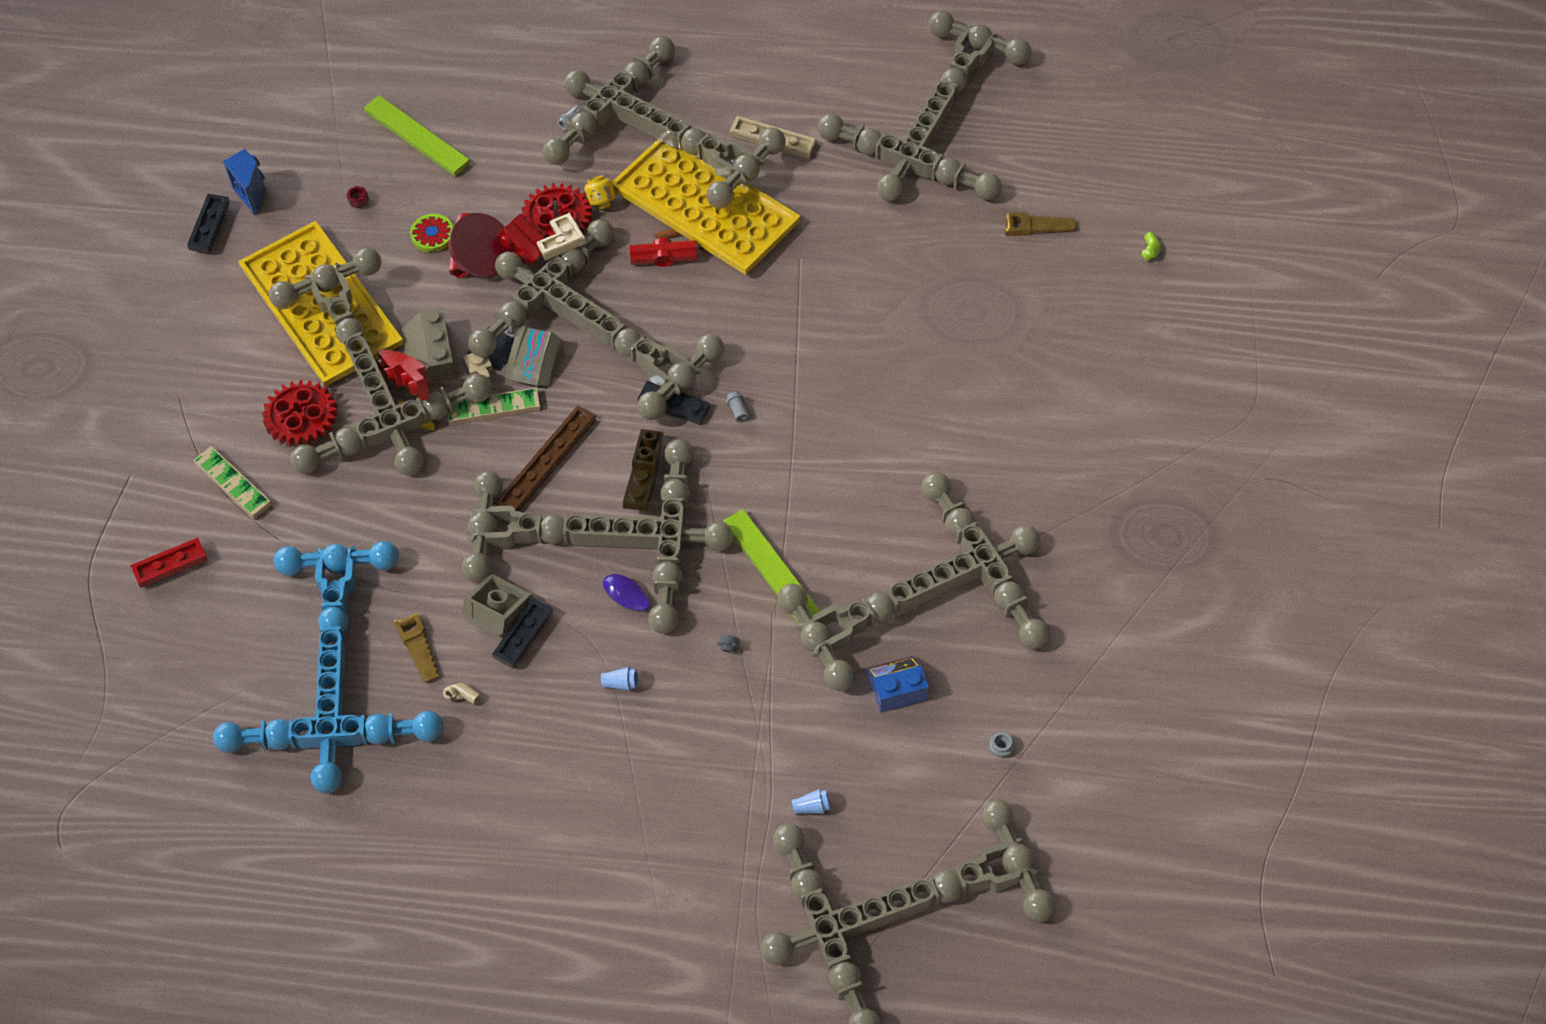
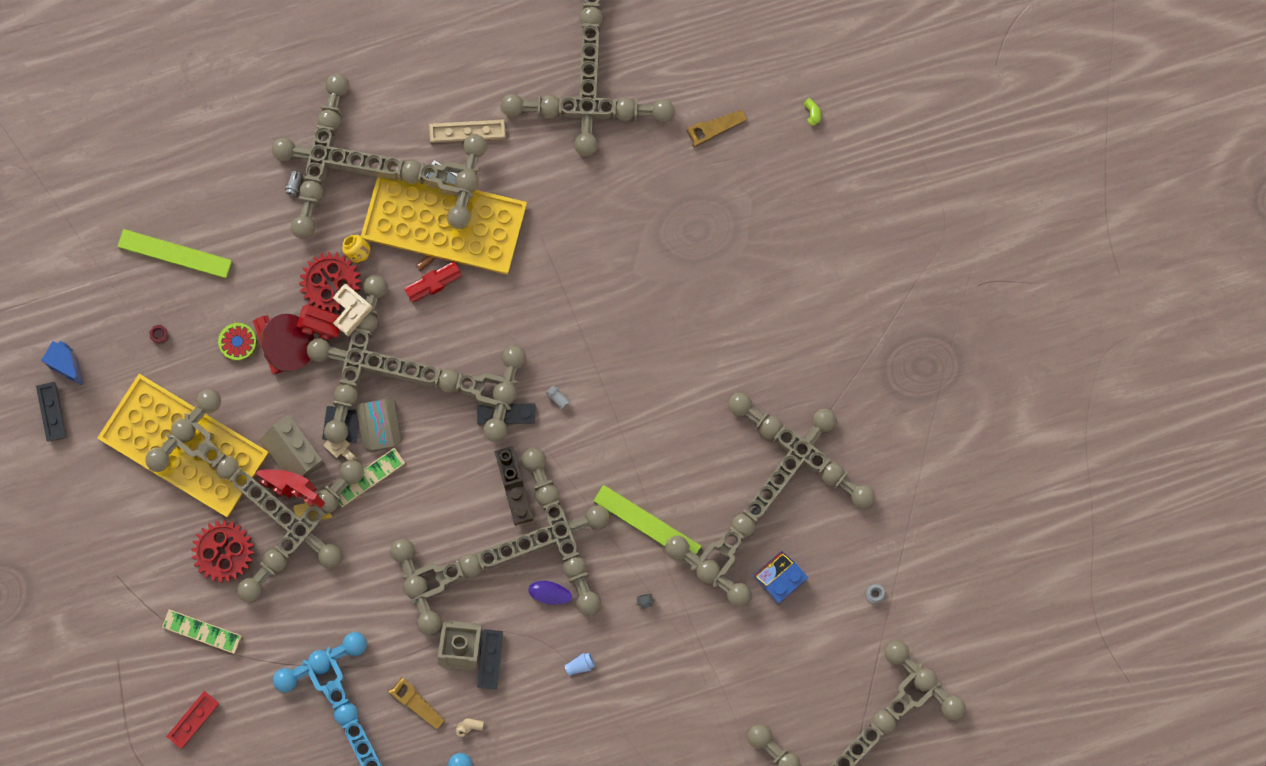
camera: 25 degrees left, 20 degrees up
(547, 459) = (432, 507): reddish brown tile -> none
(812, 803) = (763, 699): light blue cone -> none

